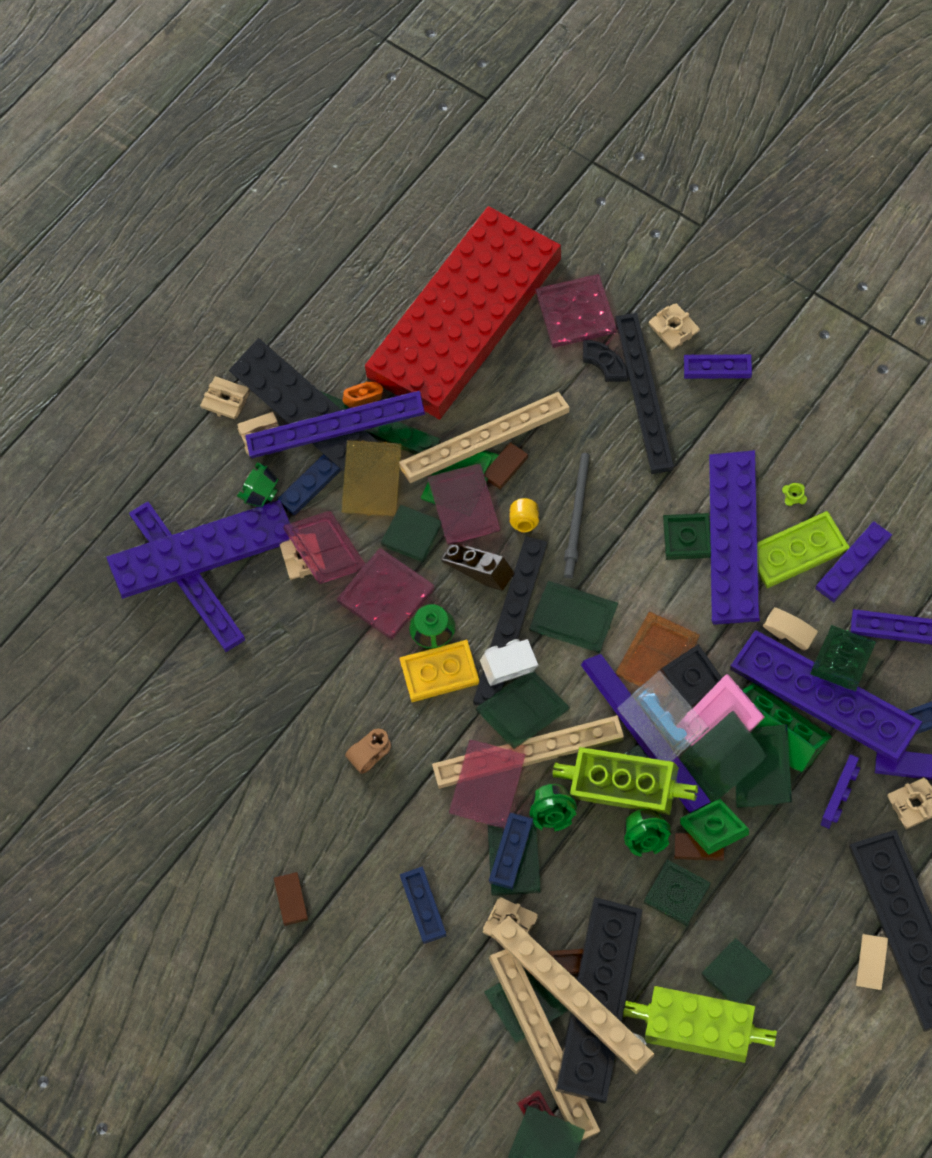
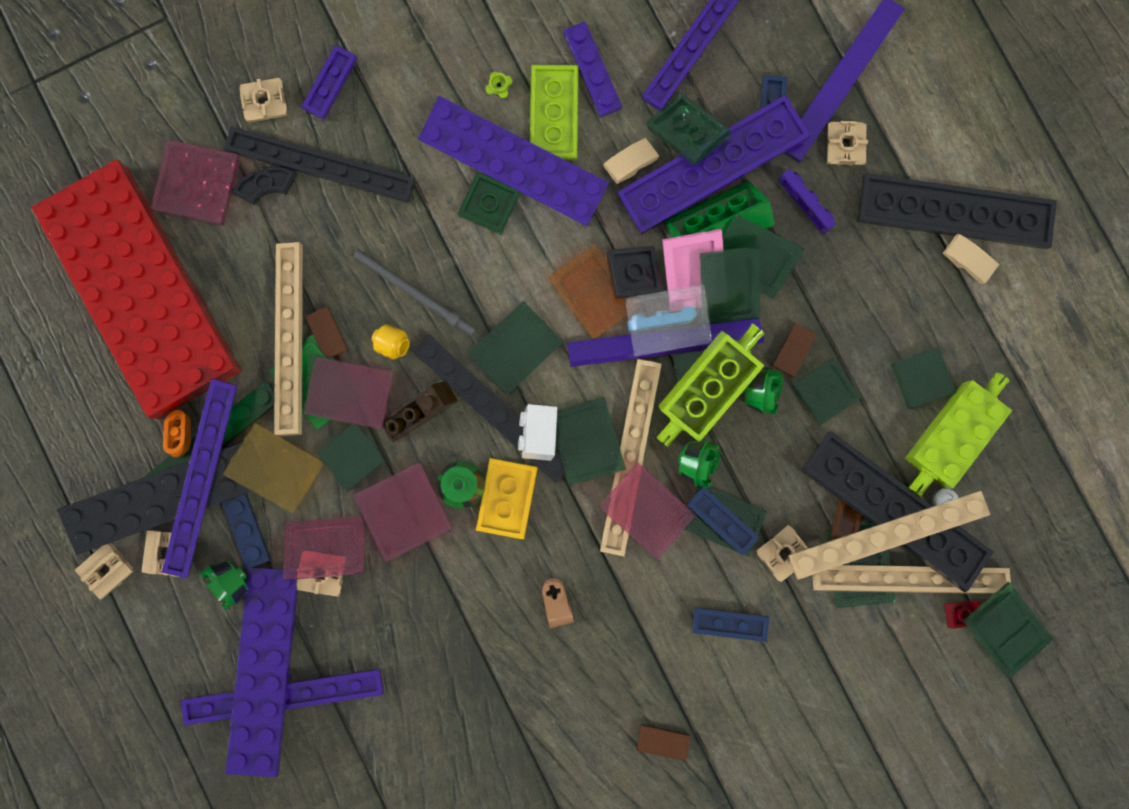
camera: 70 degrees left, 20 degrees up
(714, 826) = (787, 328): green plate -> none

